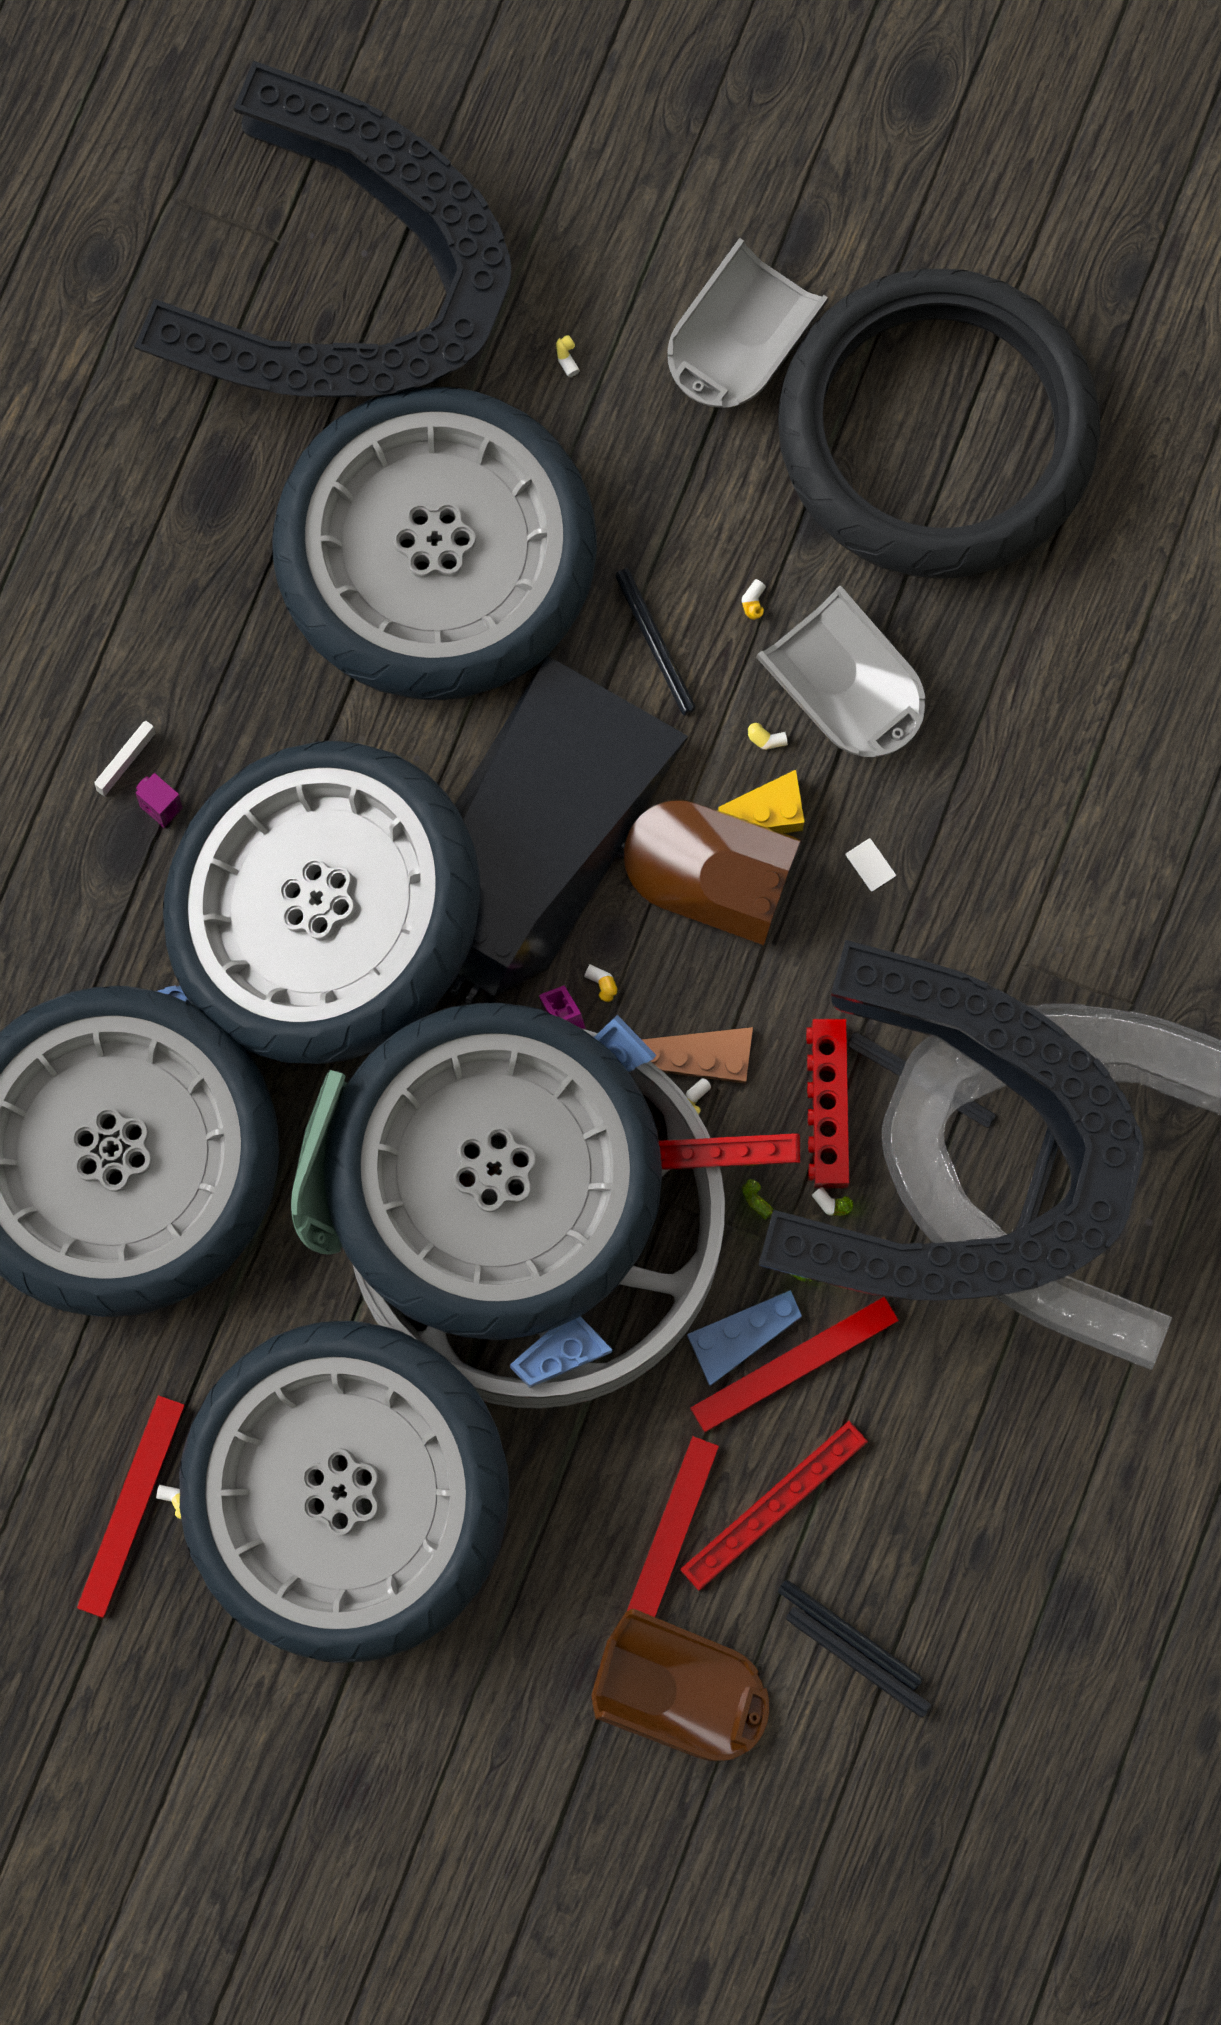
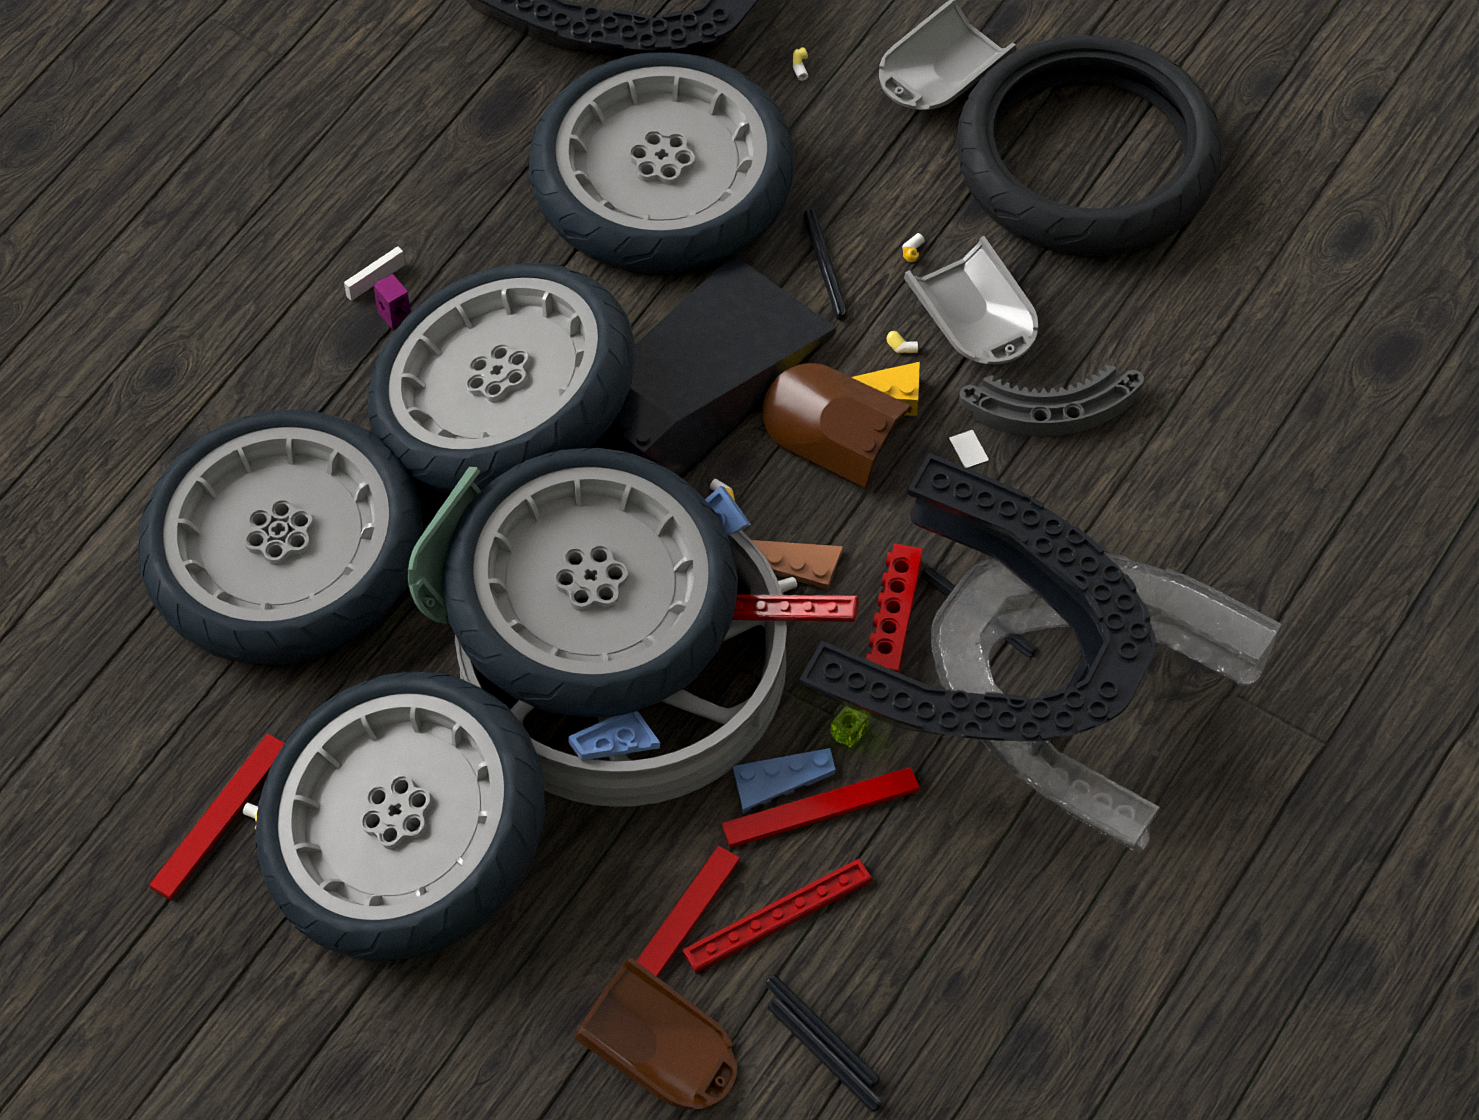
camera: 15 degrees right, 20 degrees down
(998, 781) = (1054, 411): none -> dark grey gear

